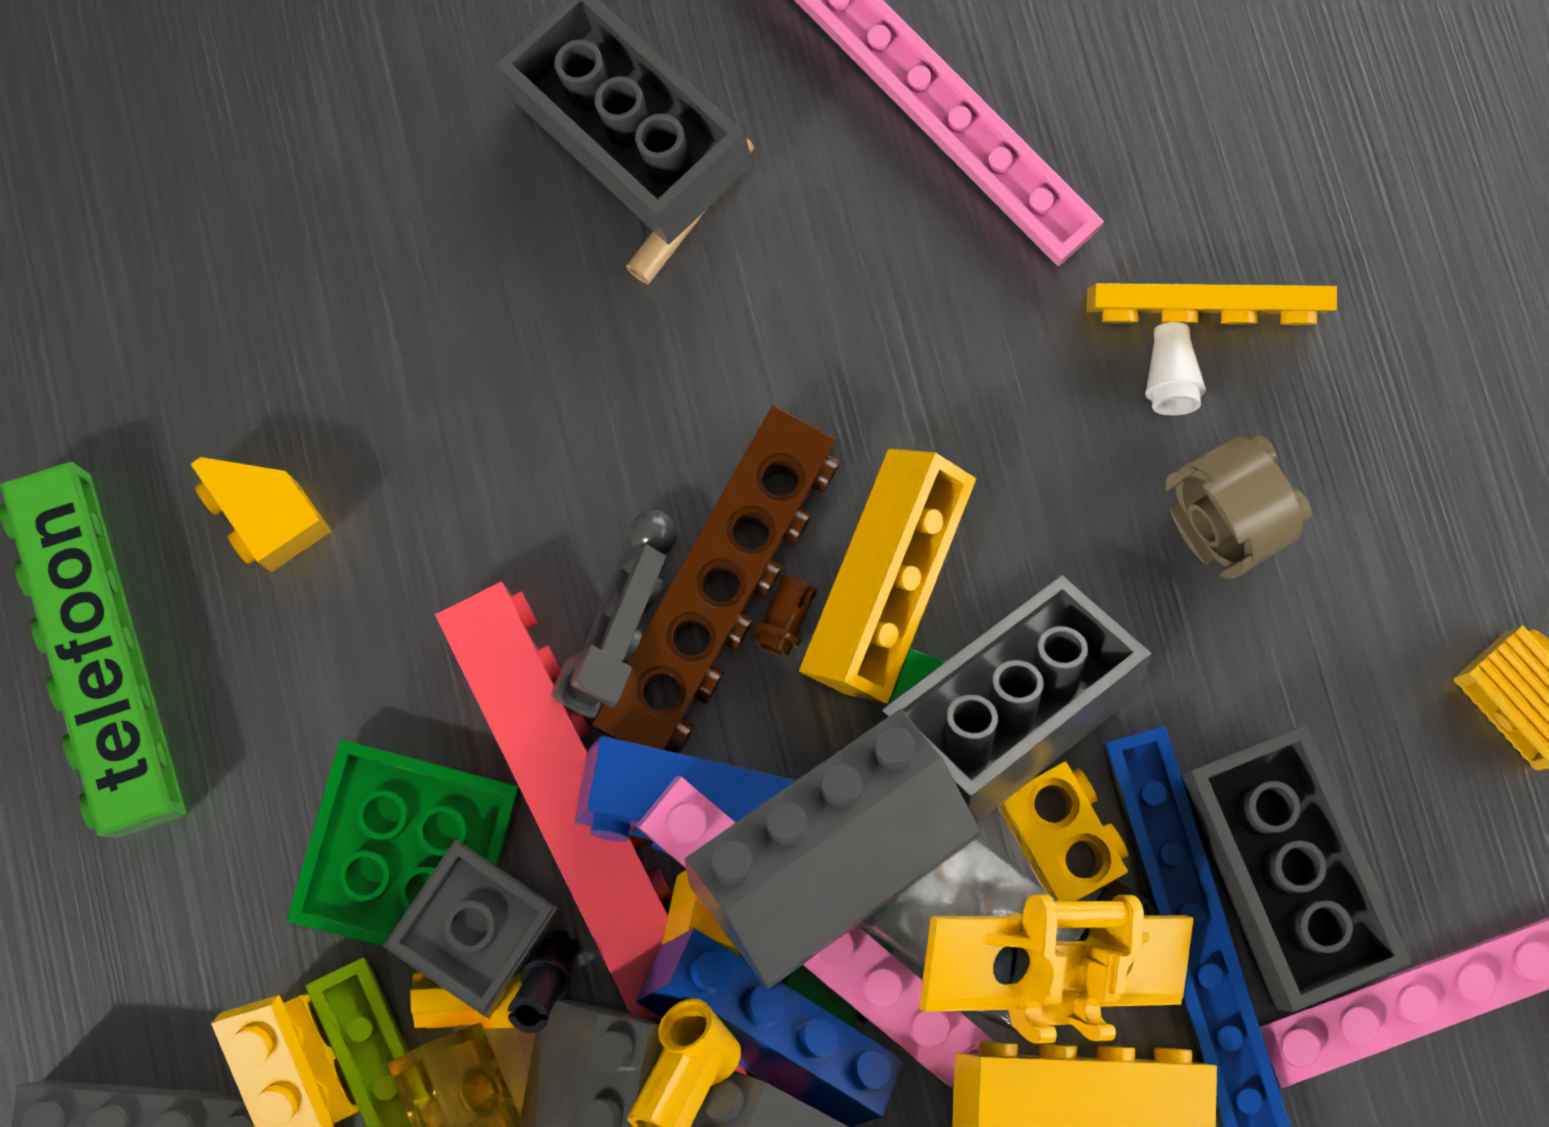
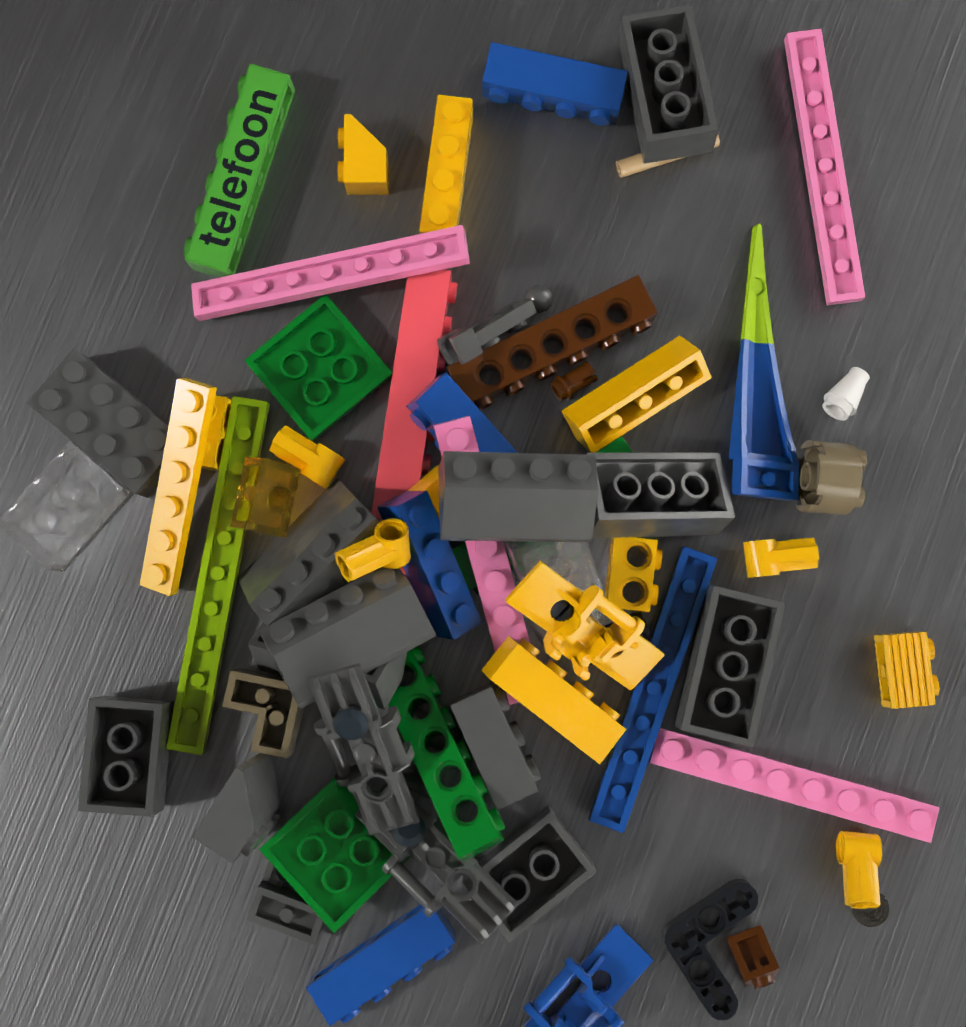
camera: 40 degrees right, 5 degrees up
(326, 709) = (330, 273): none -> bright pink plate
(395, 444) = (447, 163): none -> yellow brick
(462, 219) = (553, 84): none -> blue brick
(472, 928) = (326, 422): dark grey tile -> none
(543, 983) = (341, 470): black axle -> none
(1098, 507) = (760, 433): none -> blue plate
(1234, 302) = (900, 381): yellow plate -> none
(1237, 671) = (772, 556): none -> yellow piece

